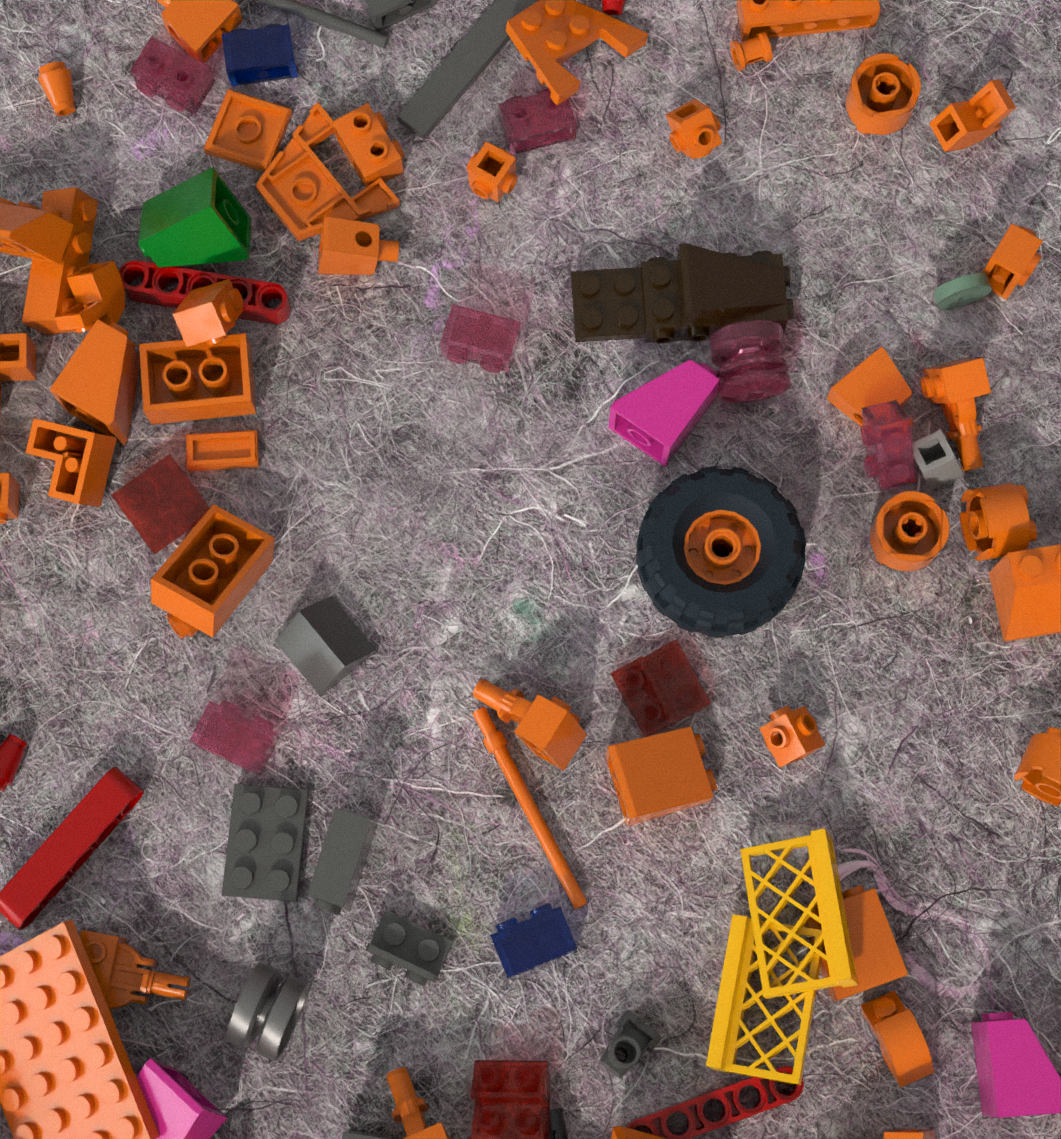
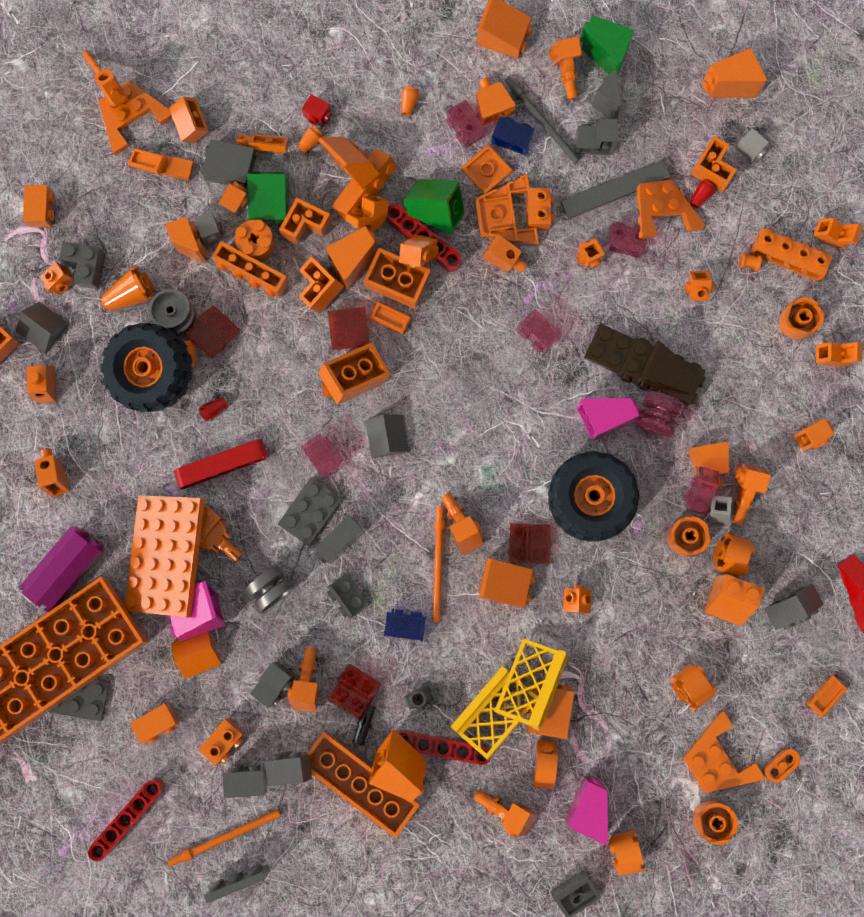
camera: 30 degrees right, 5 degrees up
(962, 291) = (782, 436): sand green piece -> none

